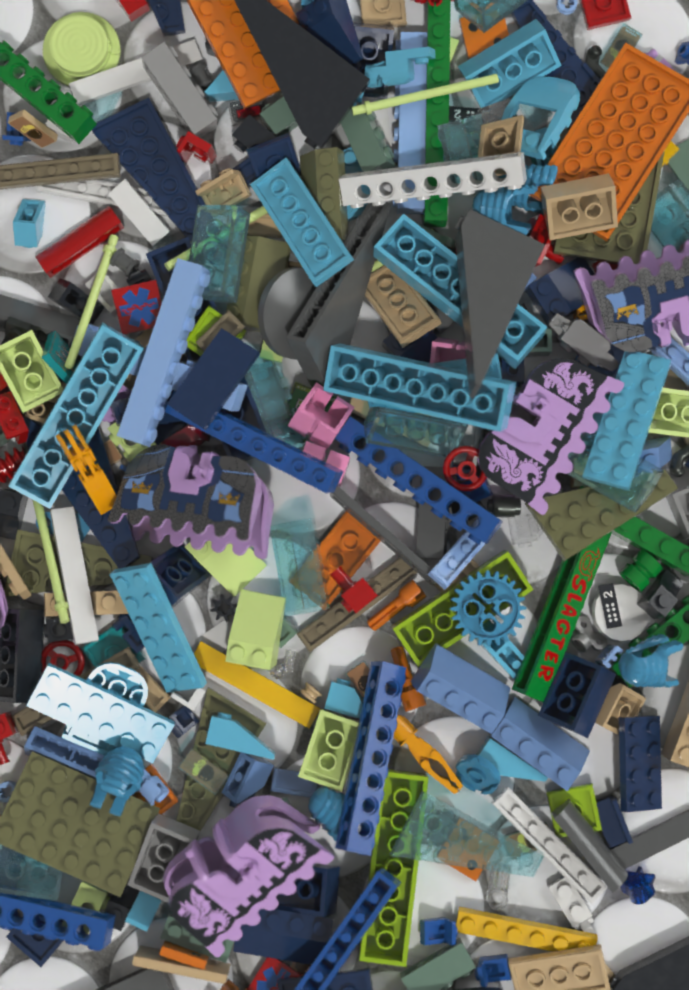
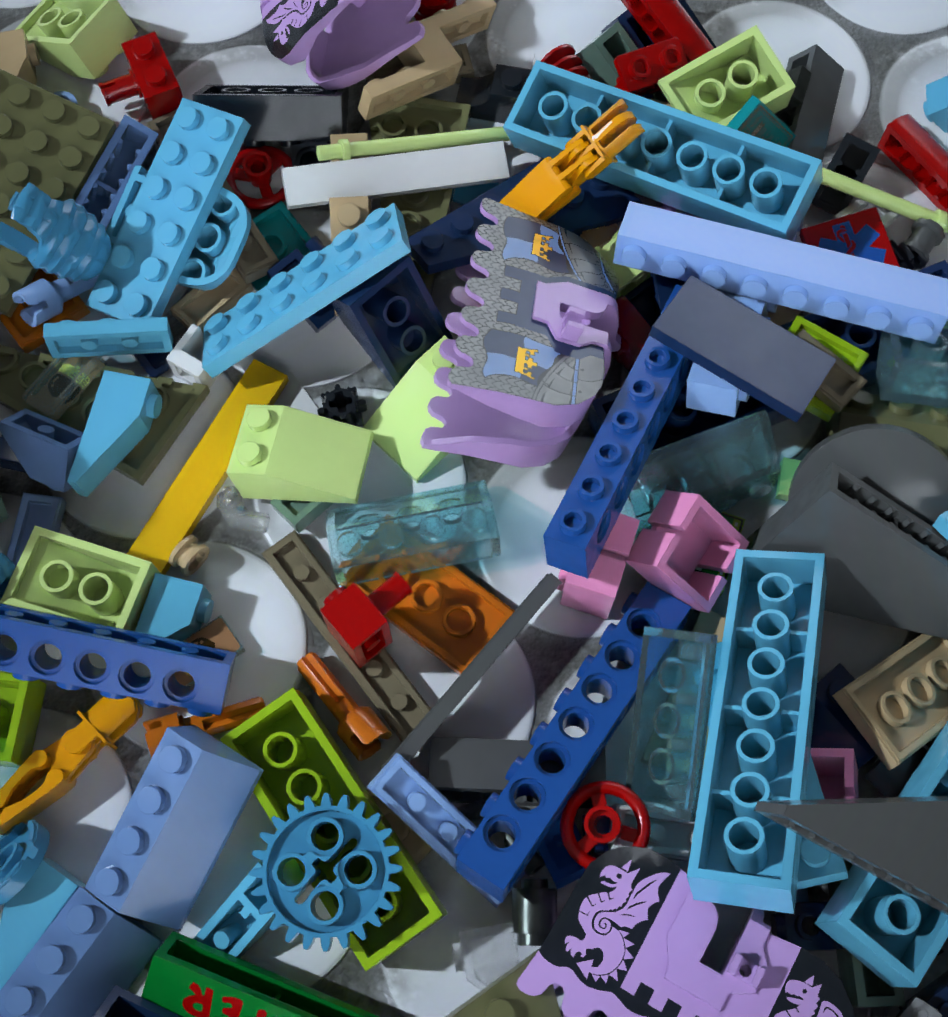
camera: 90 degrees right, 15 degrees down
(181, 743) = (108, 337): none -> medium azure plate

